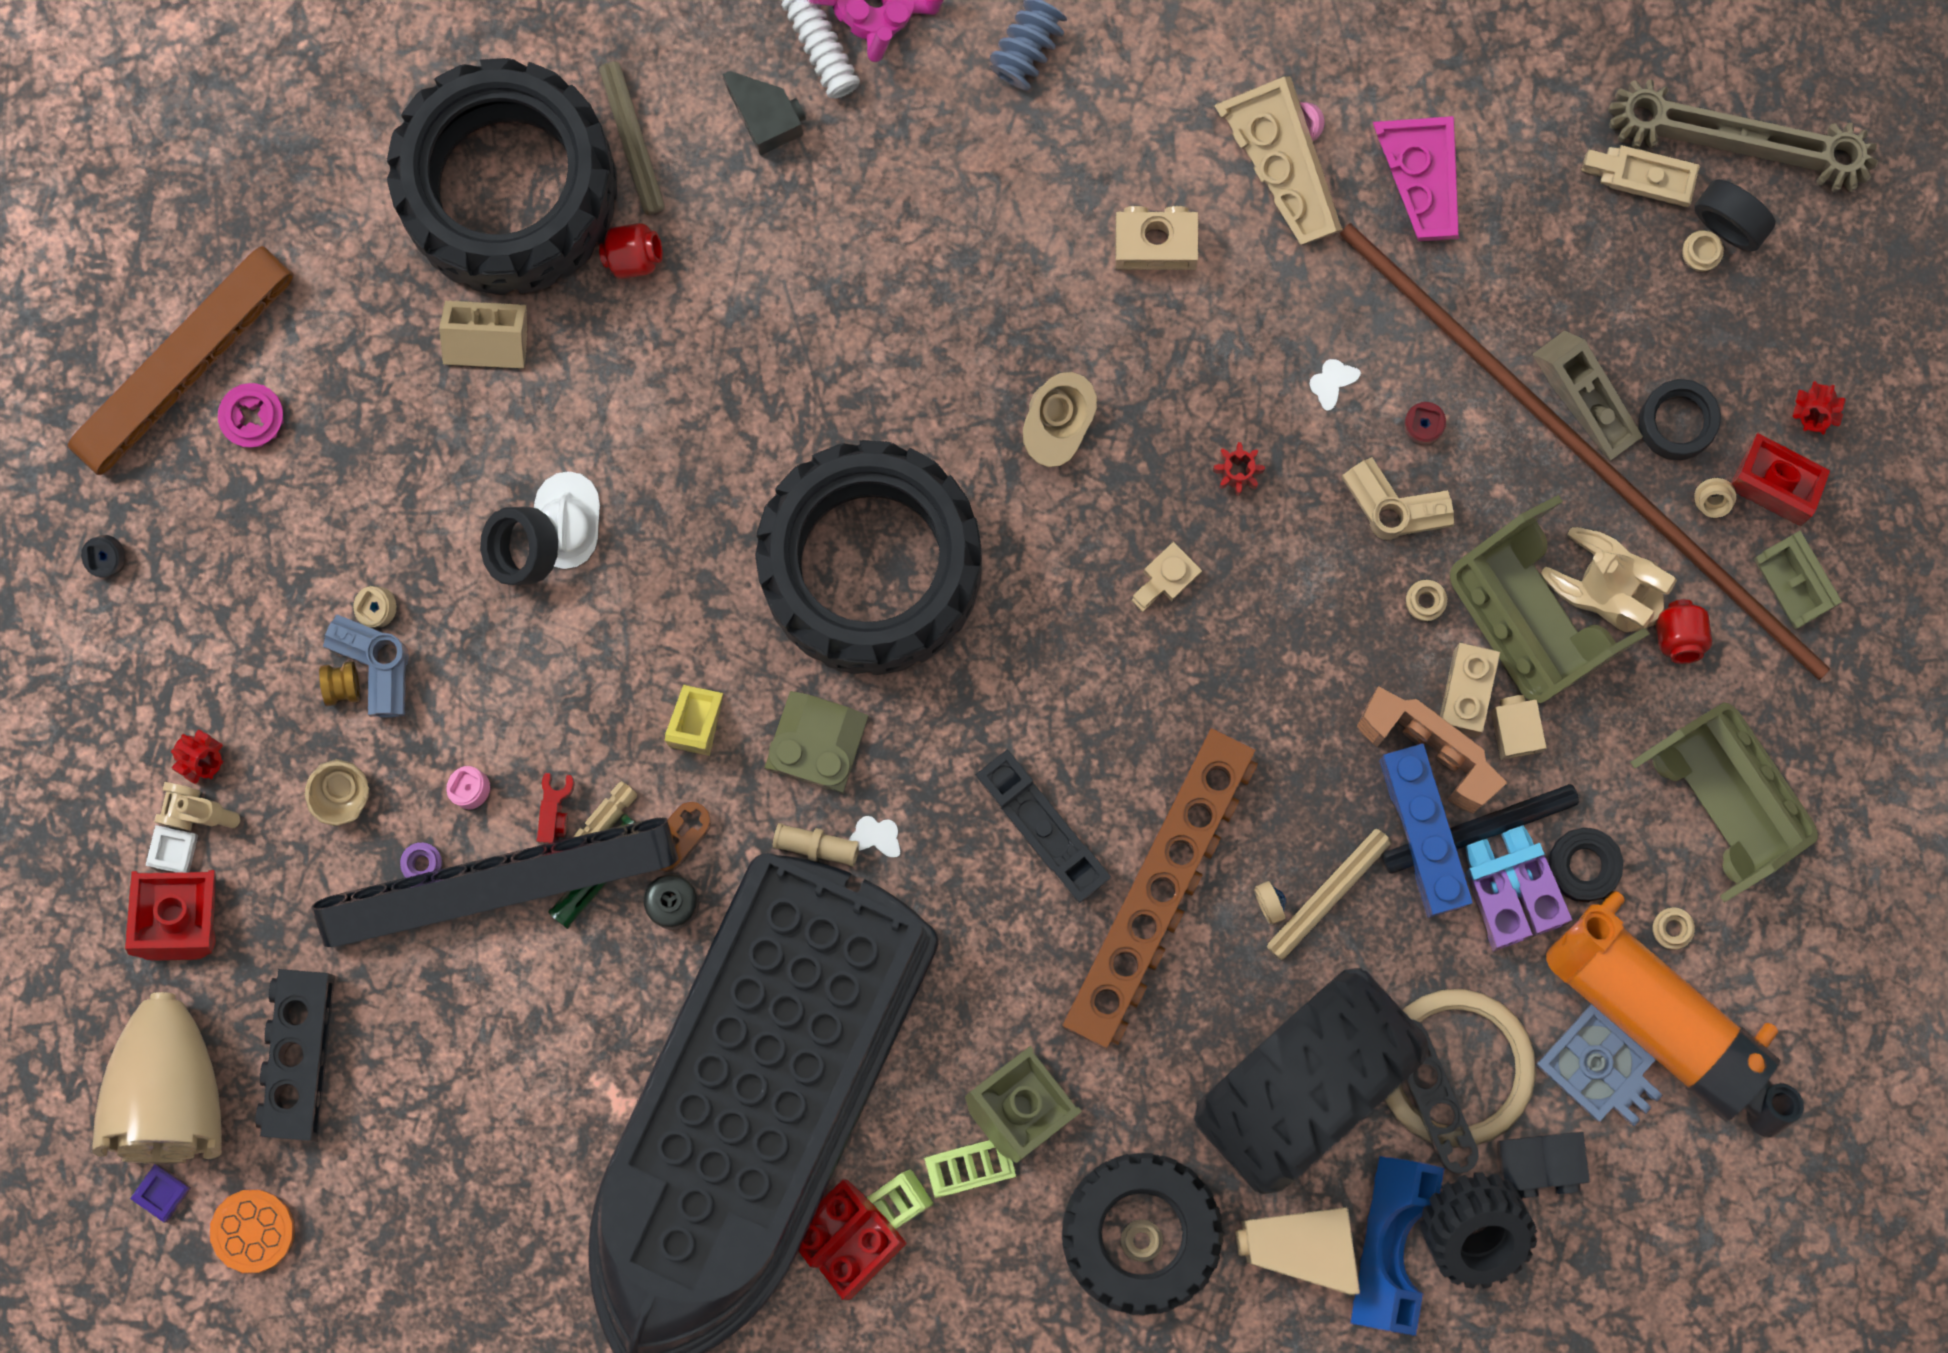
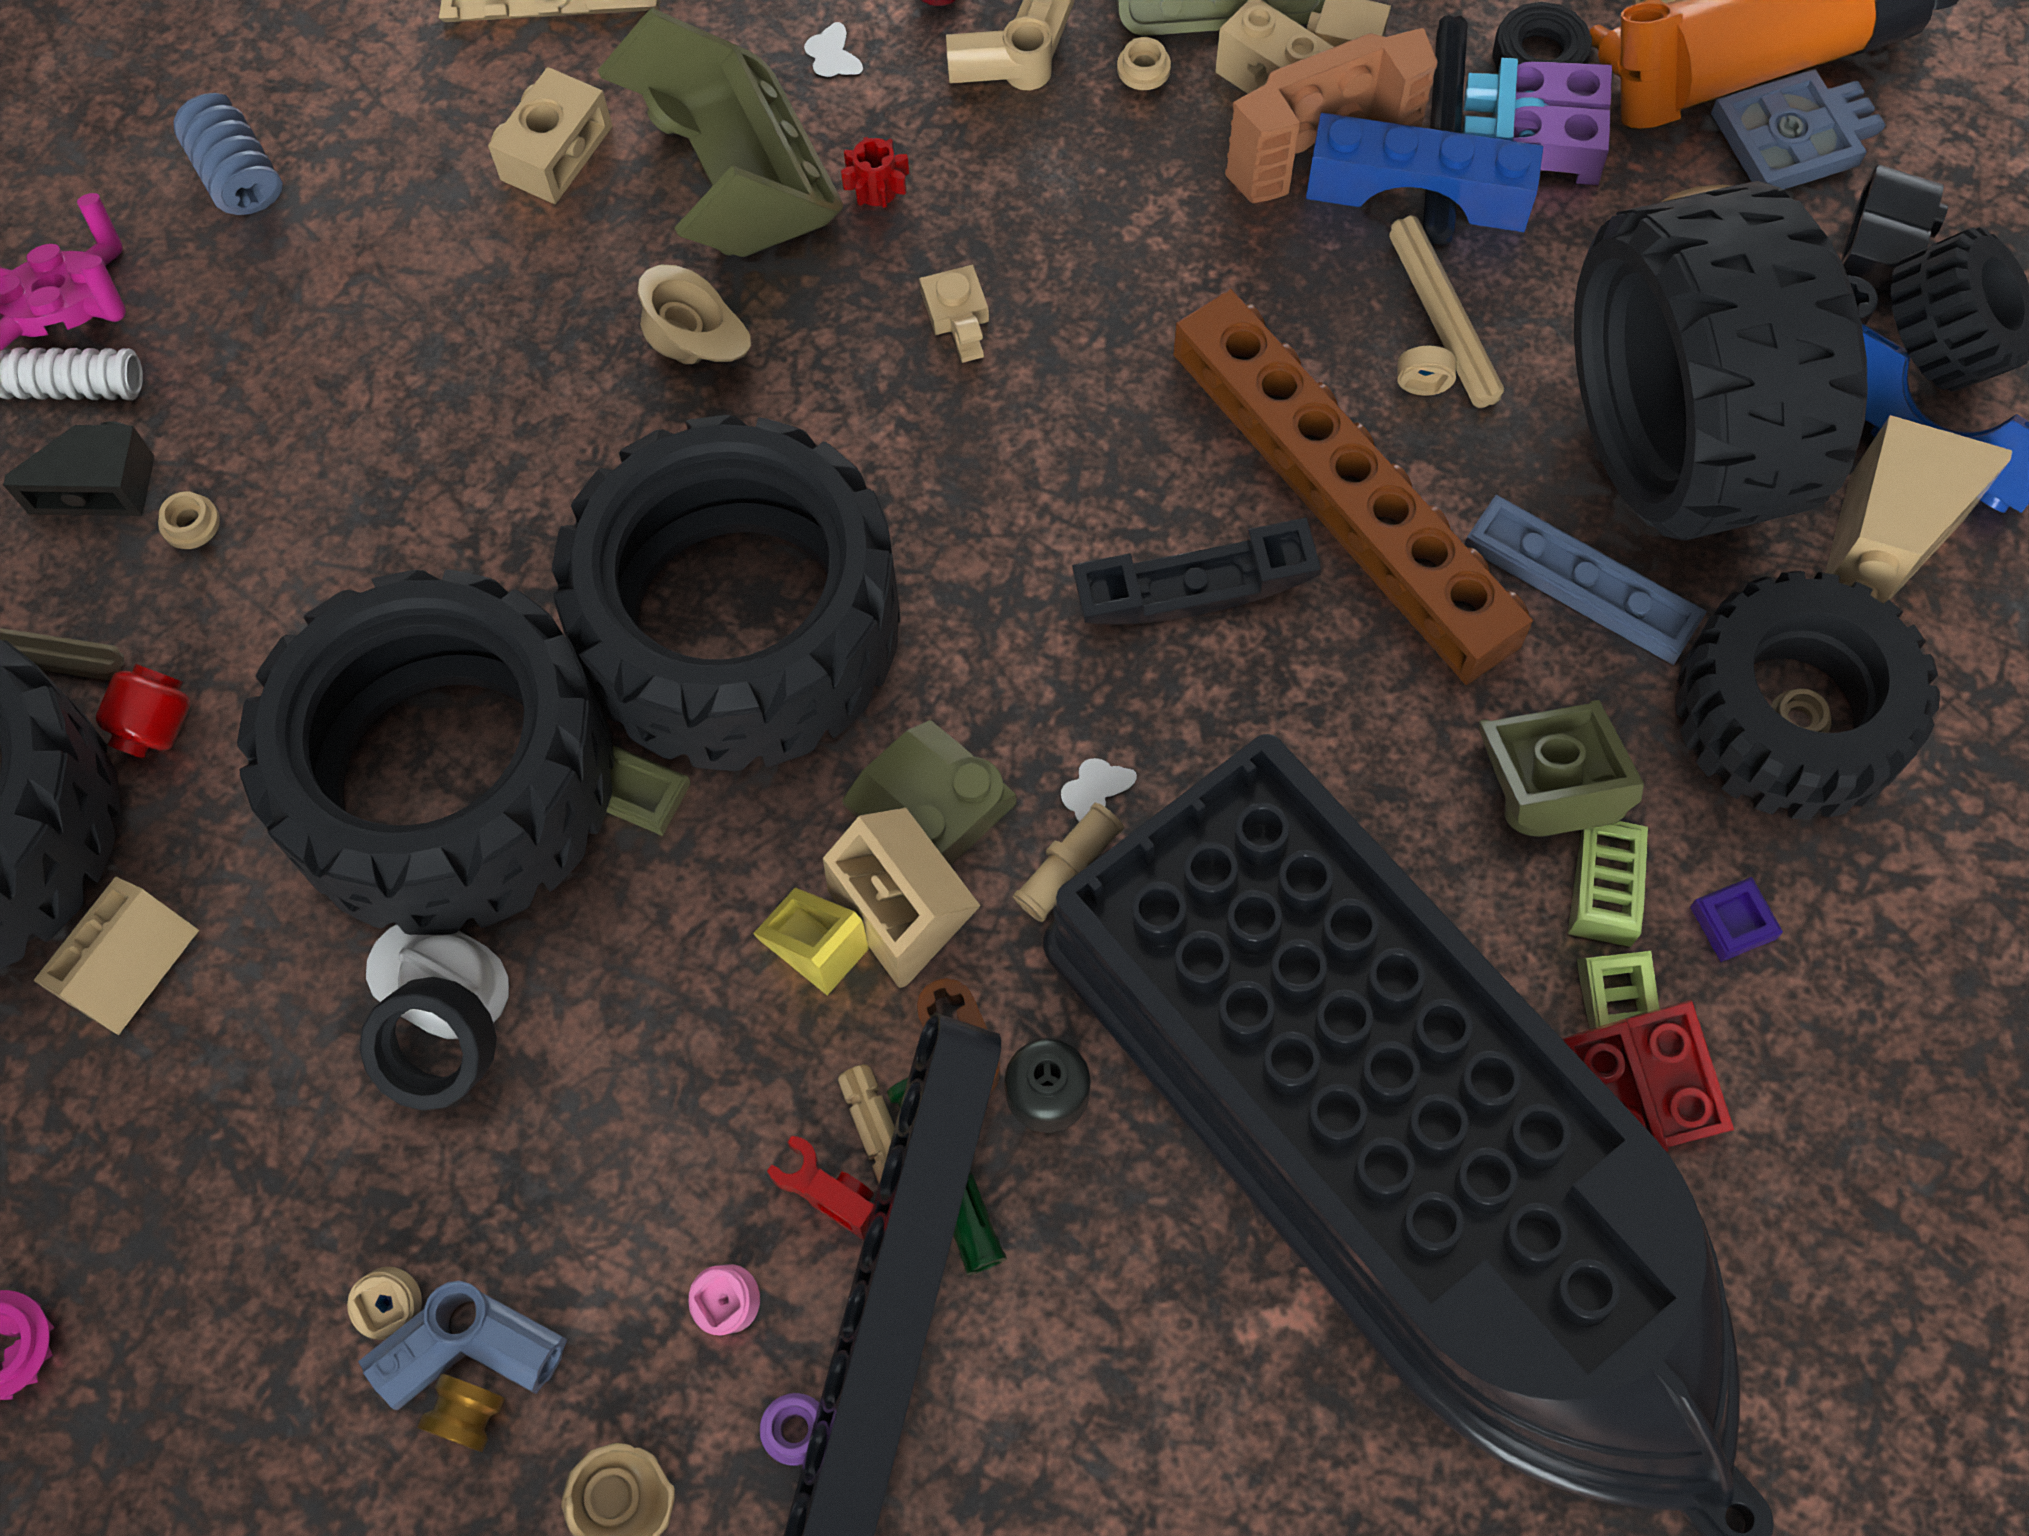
camera: 65 degrees left, 15 degrees down
(661, 362) = (365, 658): none -> black tyre
(735, 554) = (645, 791): none -> olive tile
(738, 759) = (899, 890): none -> tan slope
(762, 179) = (179, 510): none -> tan plate
(982, 1253) = (1736, 919): none -> dark purple tile
(1171, 1068) = (1585, 579): none -> sand blue tile
(1218, 375) = (741, 127): none -> olive windscreen

